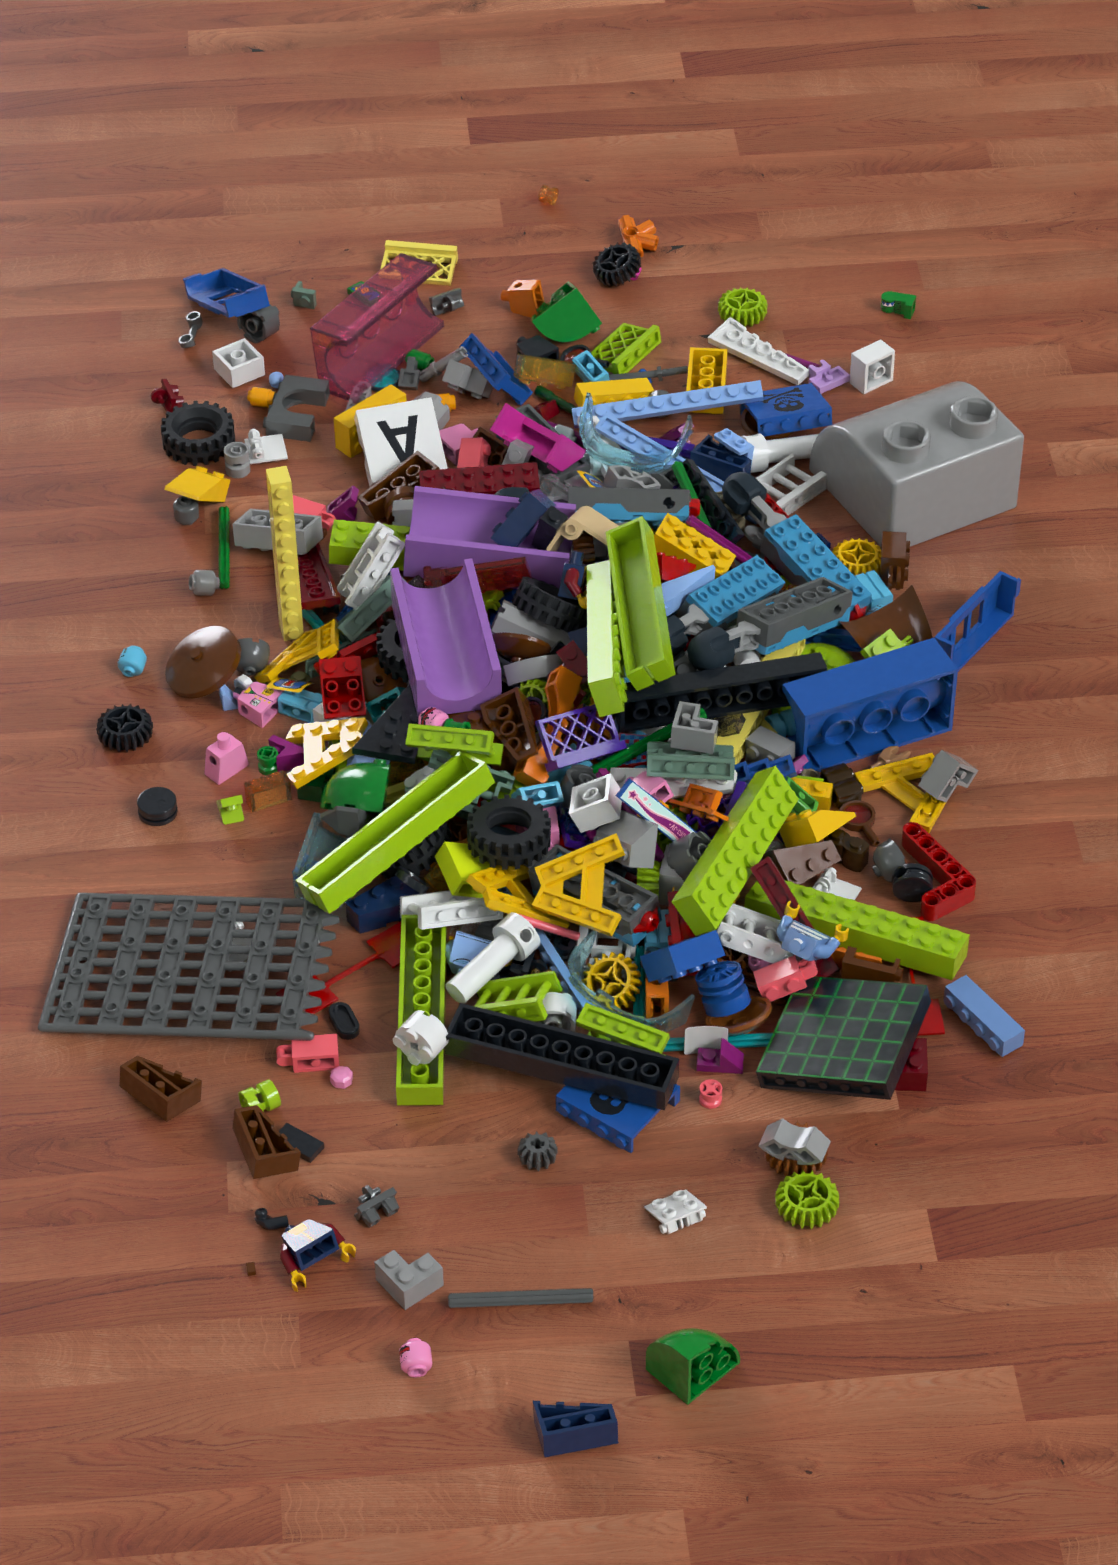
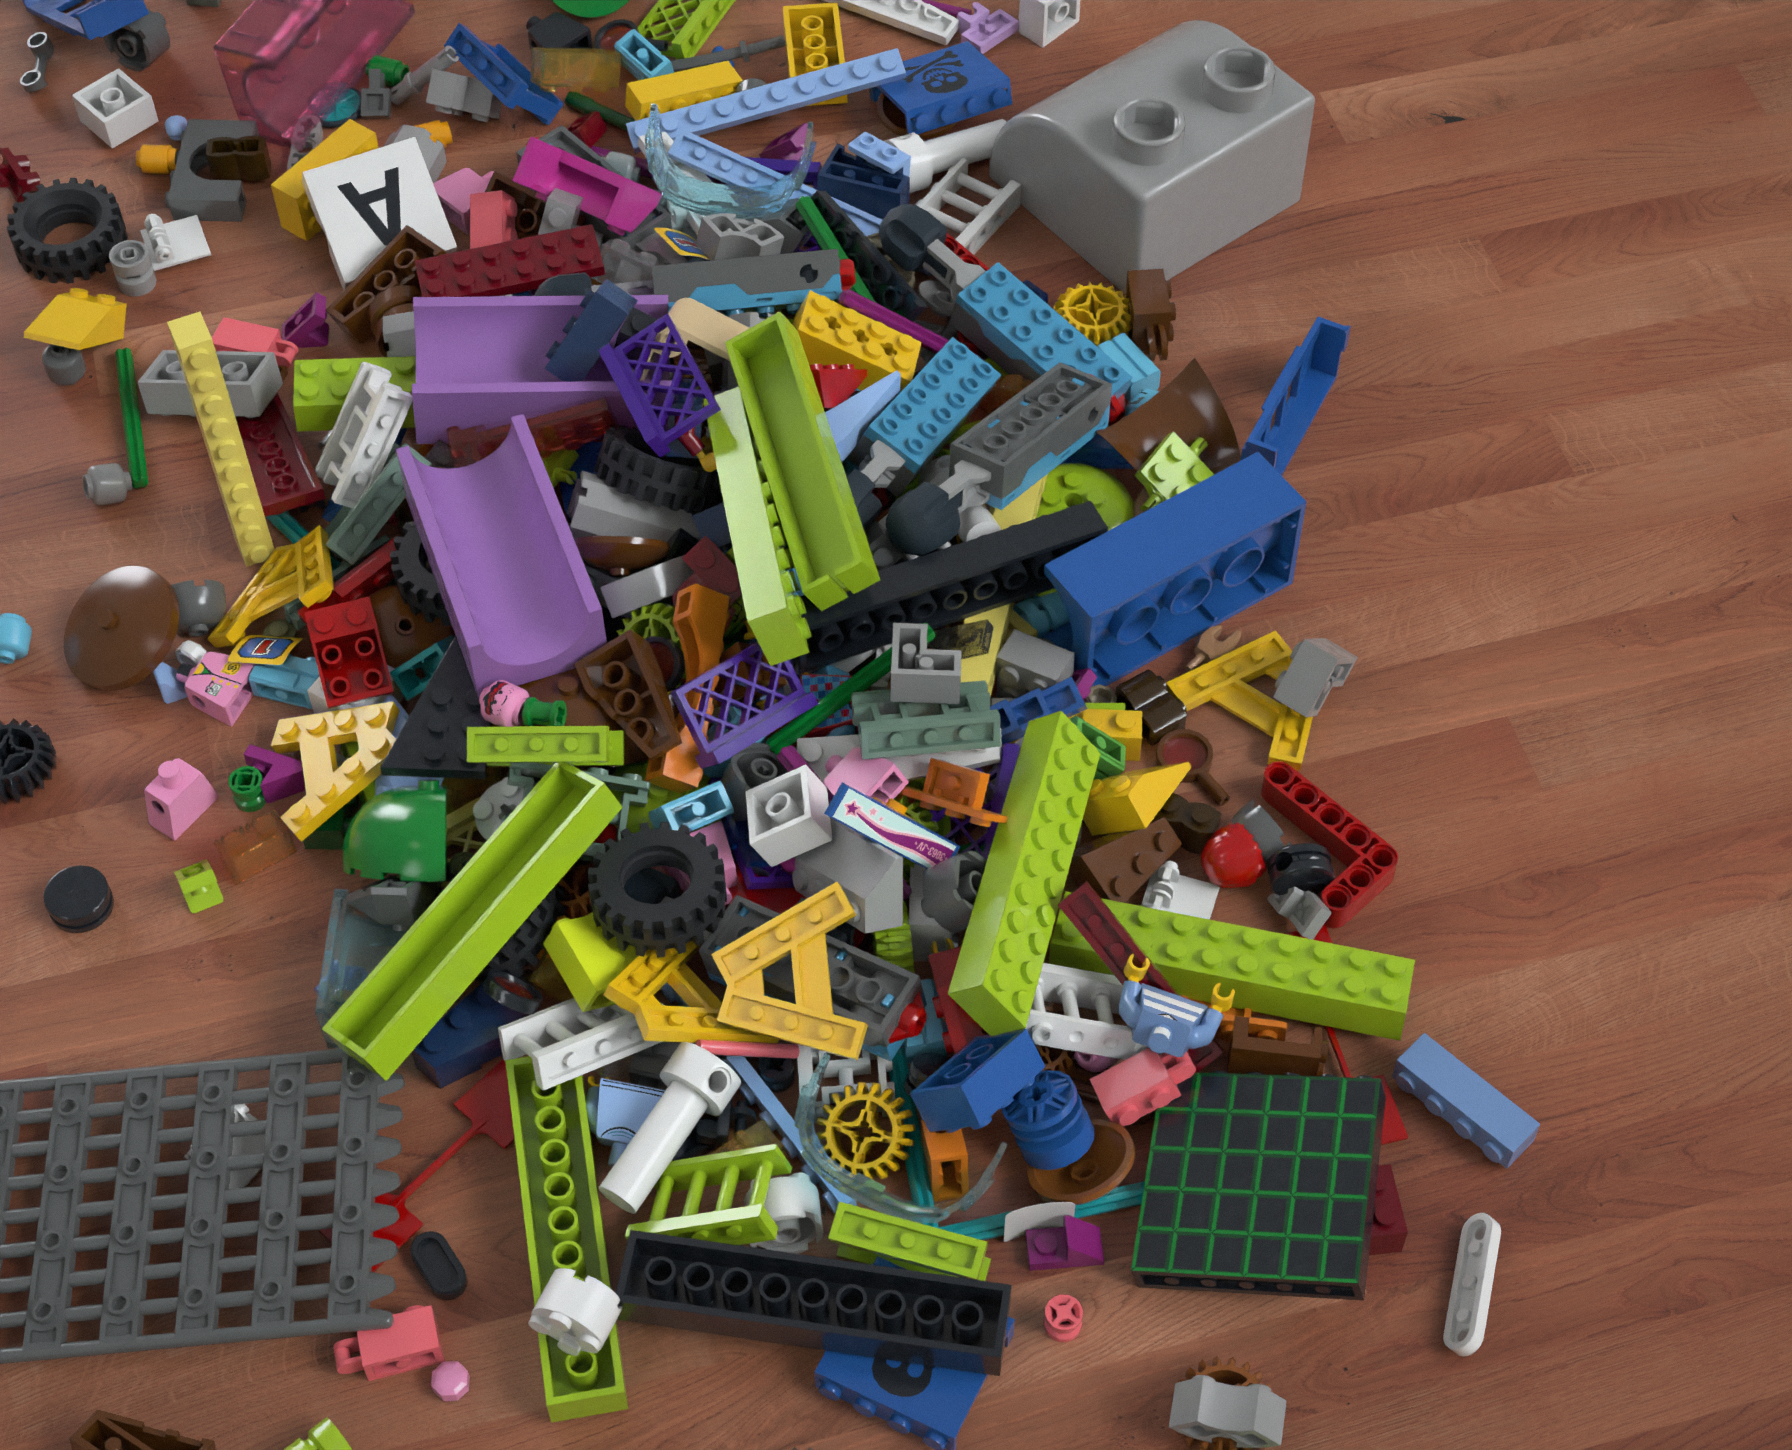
camera: 10 degrees left, 10 degrees up
(314, 401) = (238, 158): none -> dark brown brick
(547, 556) = (634, 391): none -> dark purple fence
(871, 870) = (1232, 857): none -> red hair
(908, 903) = (1302, 909): none -> light grey slope
(963, 1109) = (1472, 1284): none -> white plate

